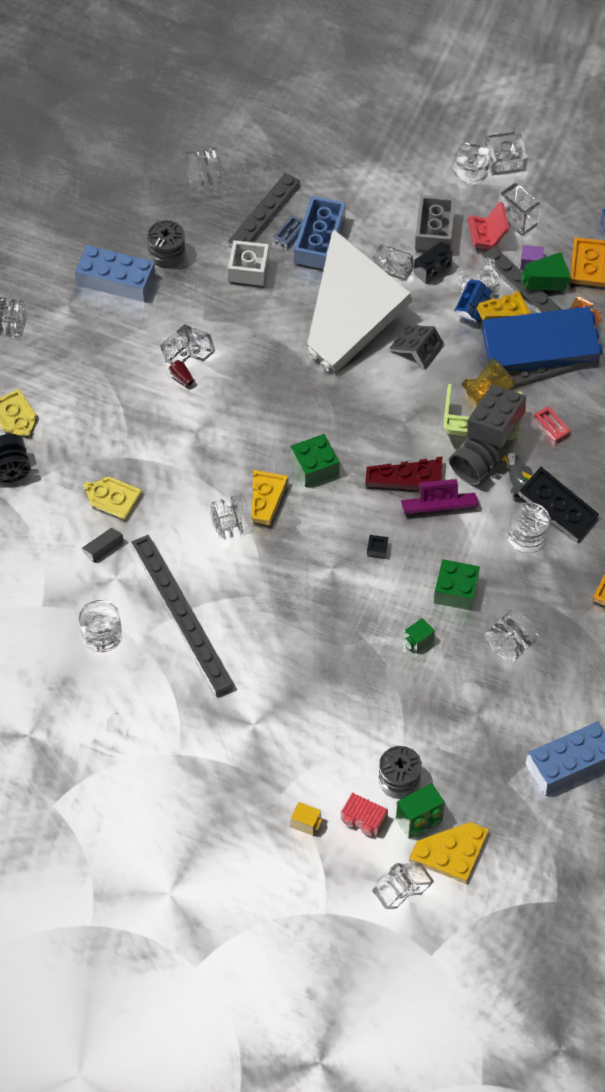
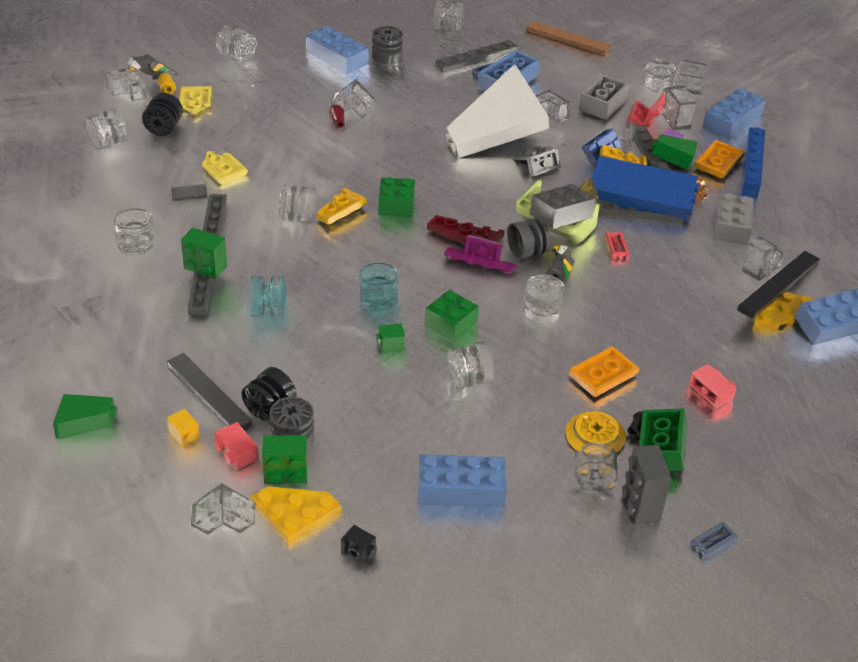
camera: 25 degrees right, 15 degrees down
(195, 625) = (204, 253): none -> green brick
(210, 847) = (83, 414): none -> green slope
(248, 263) = (440, 72): white brick -> none
(283, 643) = (267, 295): none -> clear light blue wheel
(297, 770) = (208, 391): none -> dark grey tile
(342, 140) = (568, 38): none -> medium nougat tile
(360, 751) = (265, 390): none -> black wheel
(375, 584) = (378, 286): none -> clear light blue wheel
(377, 545) = (405, 267): black plate -> none
(433, 262) = (586, 117): black brick -> none
(528, 858) = (359, 544): none -> black brick
(563, 506) = (584, 294): black tile -> none
(573, 188) = (734, 113): none -> medium blue brick

